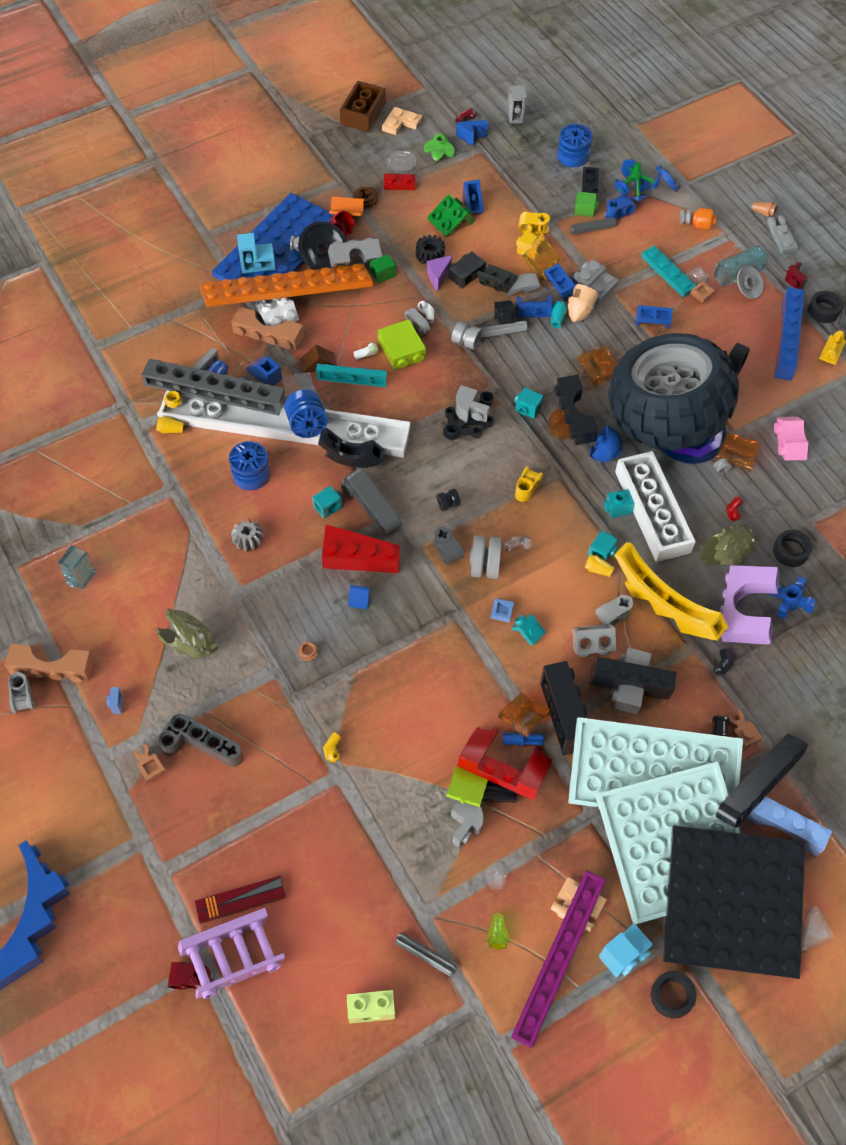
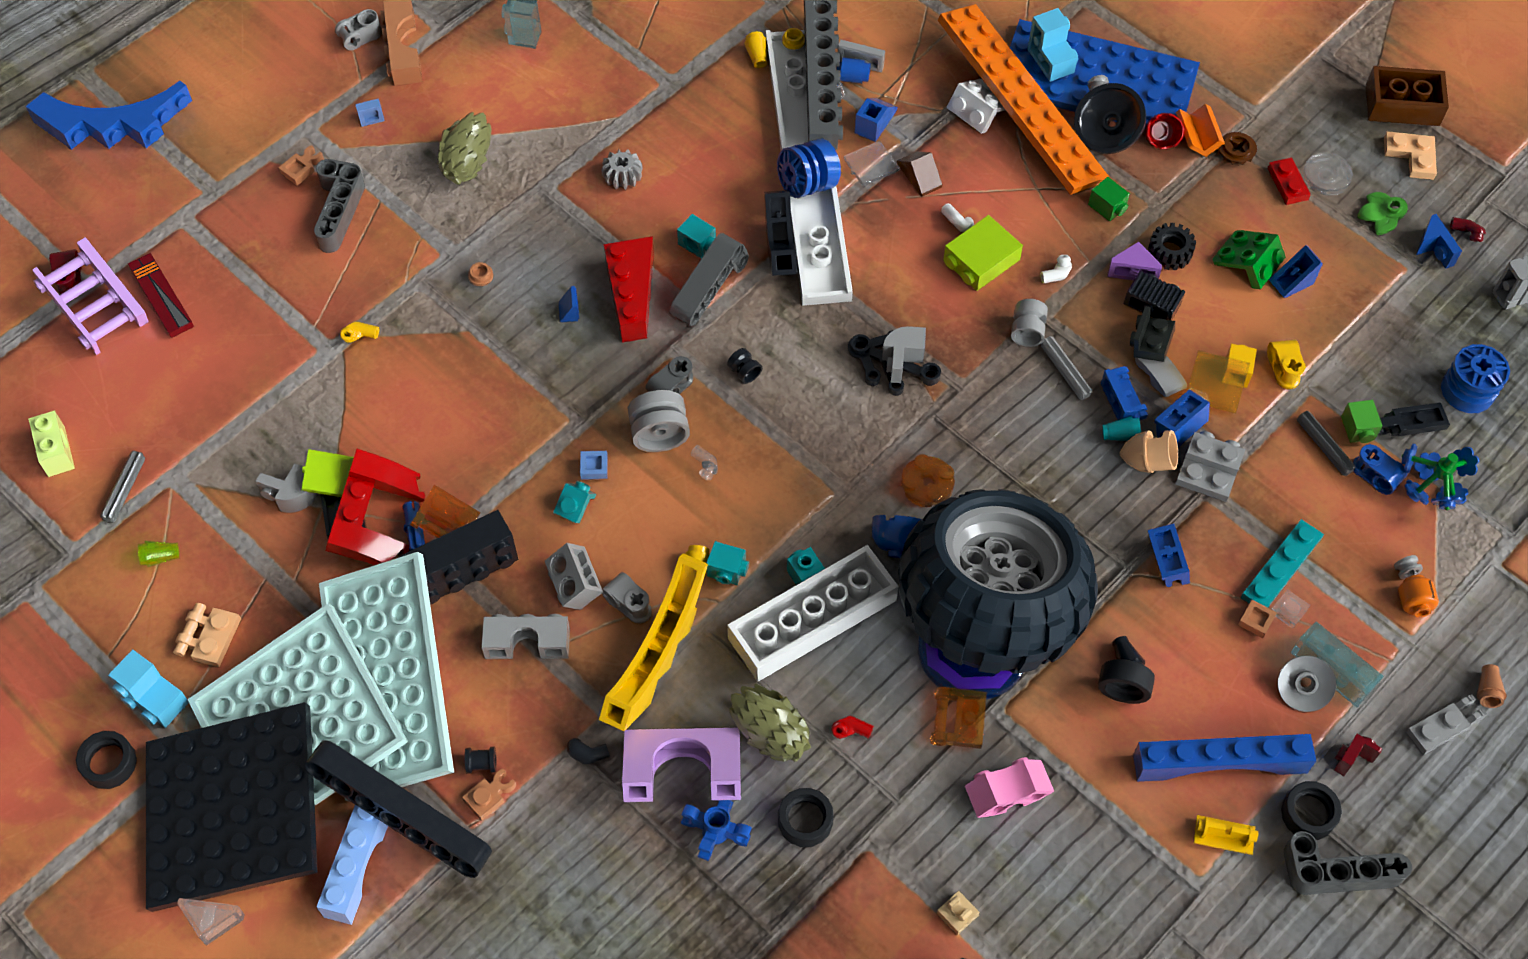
camera: 75 degrees right, 0 degrees up
(249, 465) = (719, 140): blue wheel -> none
(285, 335) = (946, 122): nougat arch -> none
(351, 375) = (906, 204): teal plate -> none
(367, 249) = (1103, 140): light grey arch -> none
(418, 321) = (1032, 261): light grey beam -> none
(496, 879) = (223, 537): clear plate -> none
(504, 312) = (1086, 357): black brick -> none
(527, 484) = (804, 452): yellow piece -> none
(528, 402) = (940, 424): teal brick -> none
(558, 959) = (135, 622): magenta tile -> none
(581, 427) = (969, 464): black arch -> none
(603, 361) = (1063, 500): clear orange plate -> none
(655, 681) = (521, 630): black arch -> none
(668, 178) = (1472, 522): blue tile -> none
(722, 466) = (921, 698): light grey bush -> none

